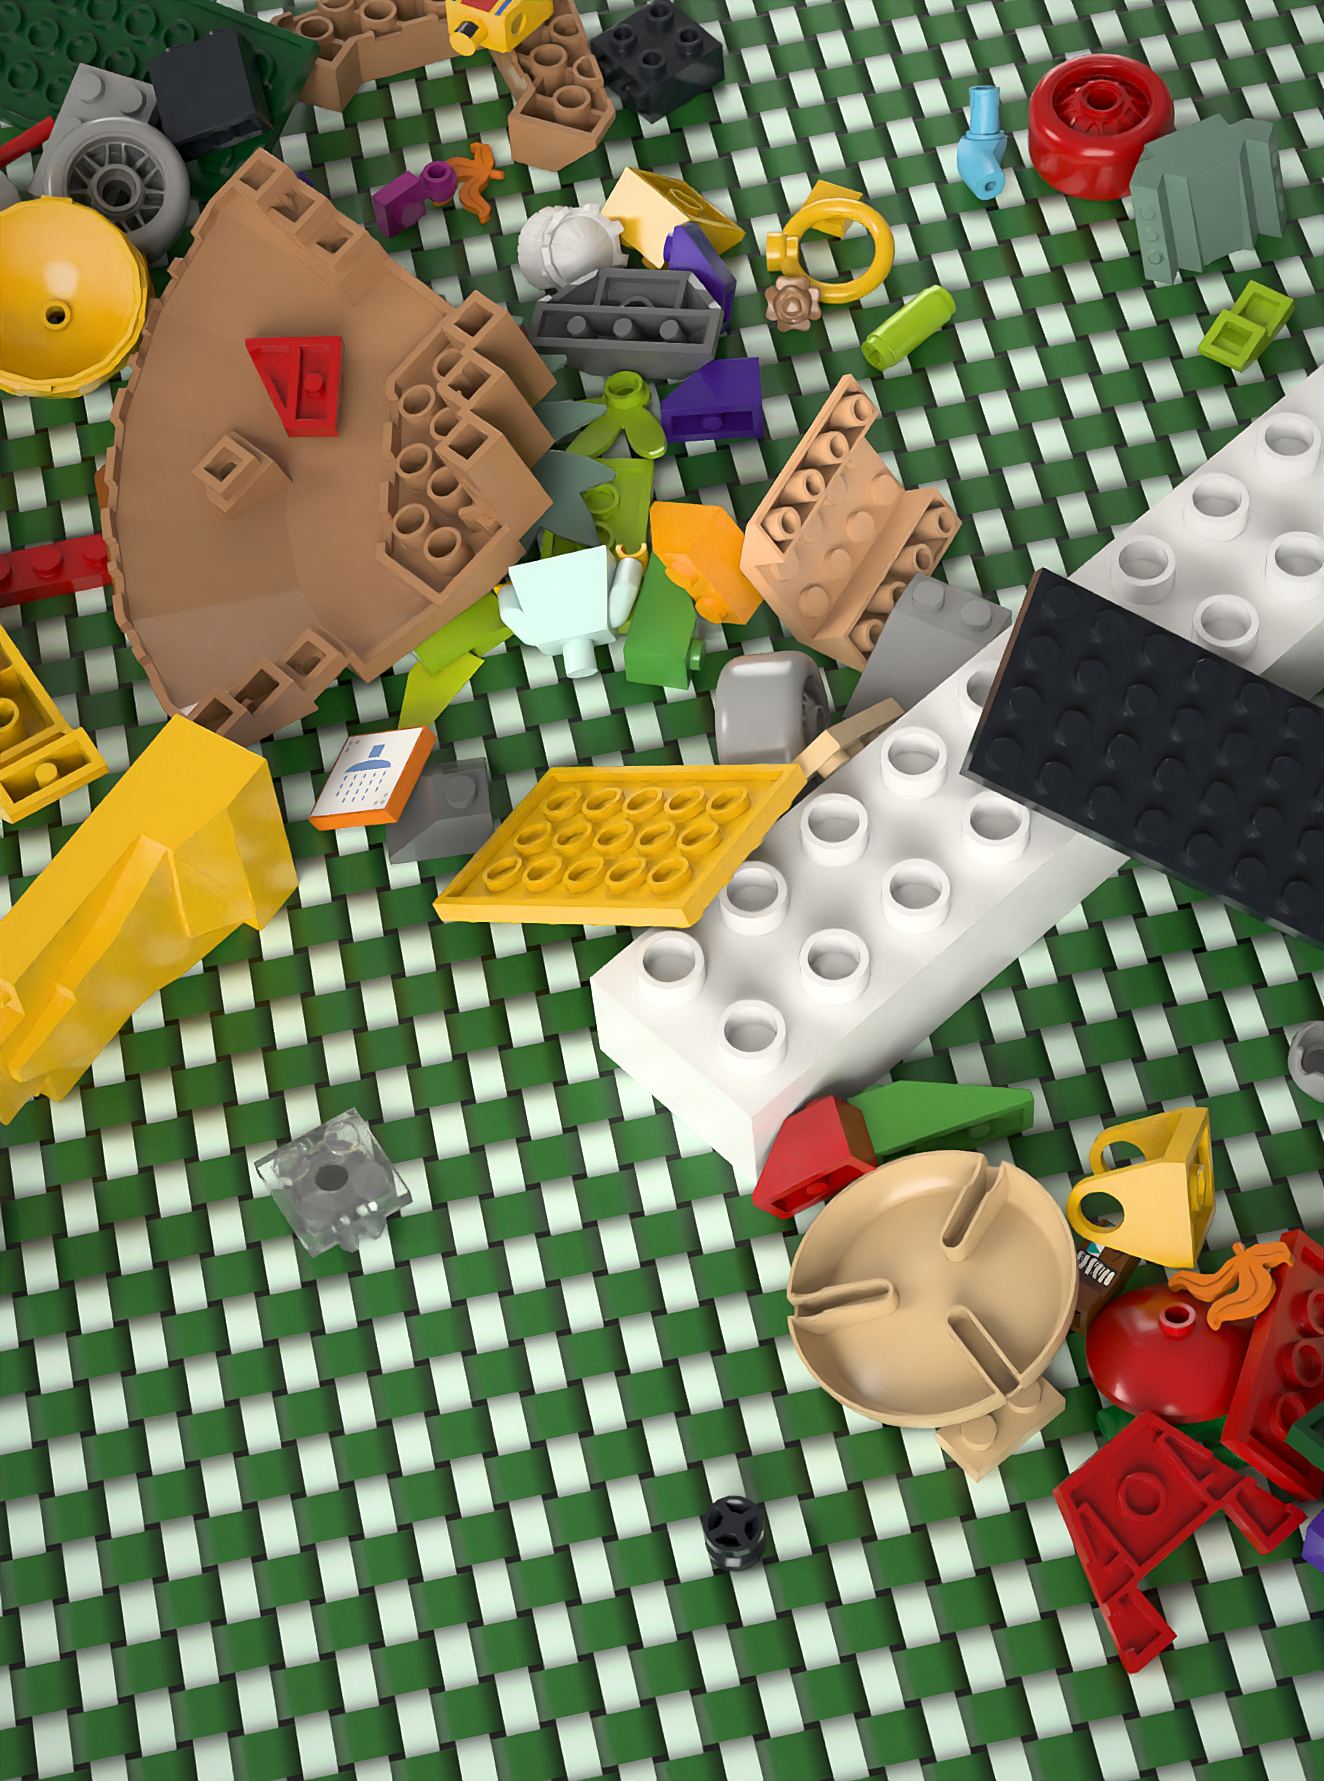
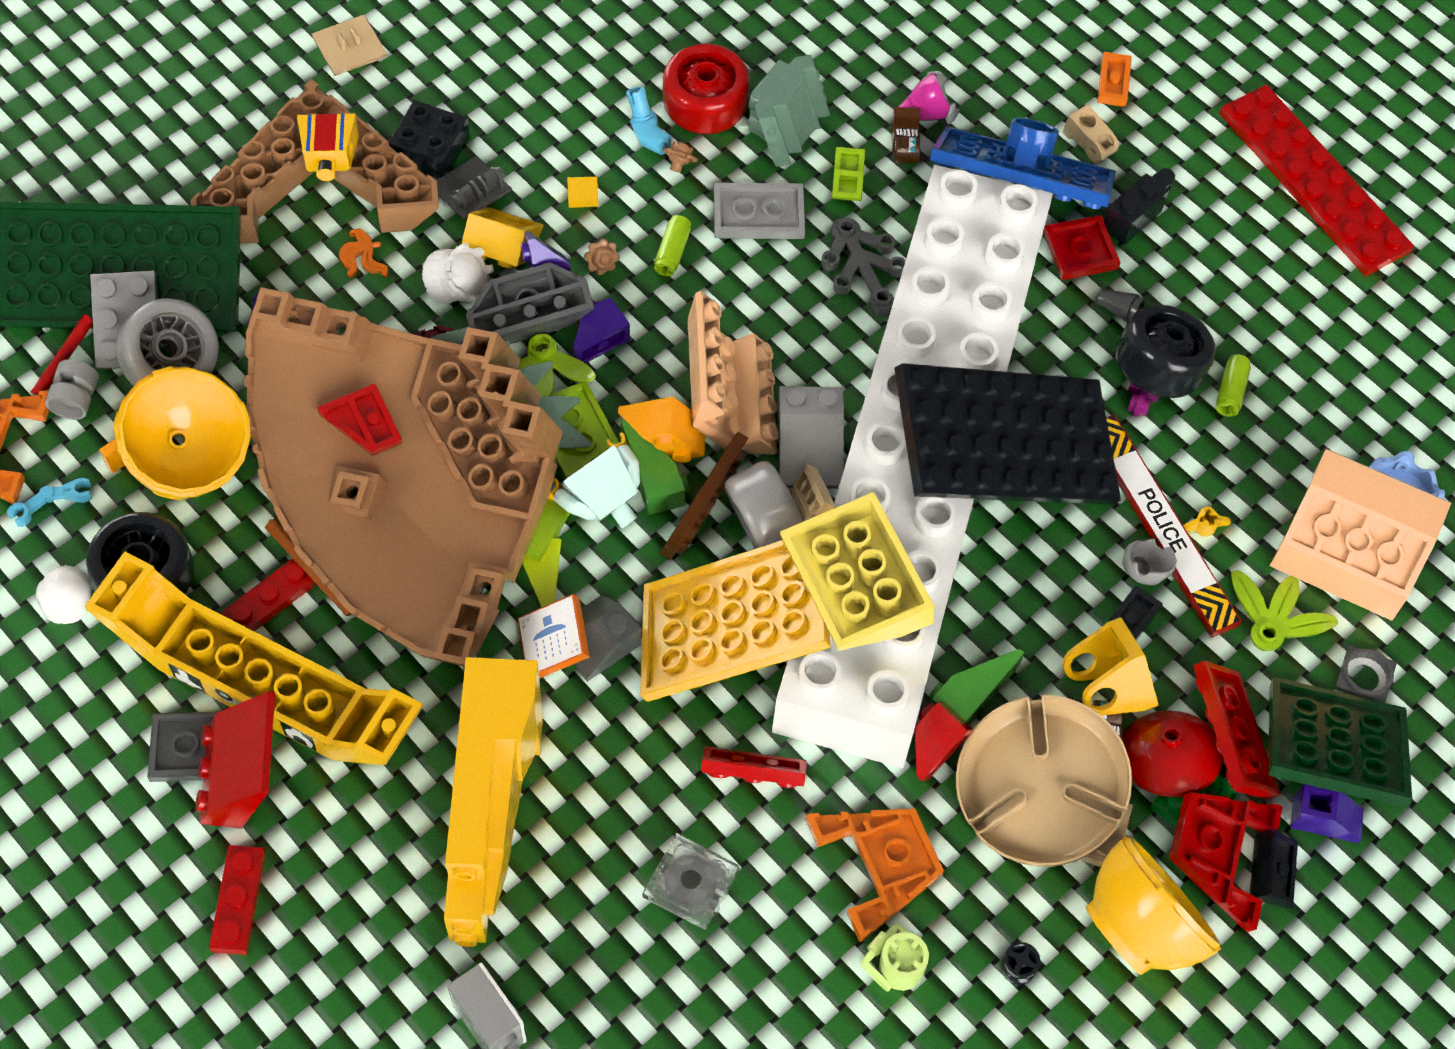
camera: 40 degrees left, 5 degrees up
(210, 93) = (191, 263): black brick -> none
(402, 200) = (337, 284): magenta plate -> none
(534, 1078) = (754, 767): none -> red plate
(559, 1437) = (901, 959): none -> yellowish green piece
(653, 1294) = (894, 854): none -> orange wing
(676, 143) = (472, 187): none -> dark grey hinge
(689, 685) = (706, 497): none -> reddish brown plate
(783, 247) = (575, 227): yellow piece -> none
(798, 845) = (859, 574): none -> light yellow slope
(959, 1541) = (1148, 913): none -> yellow piece
(1004, 206) = (680, 155): none -> medium nougat plant
(1071, 327) = (759, 211): none -> light grey plate
(1185, 409) = (863, 261): none -> dark grey plant
(1235, 1604) = (1274, 868): none -> black slope
(1255, 1282) = (1191, 690): orange piece -> none
(1257, 1133) = (1137, 611): none -> black plate

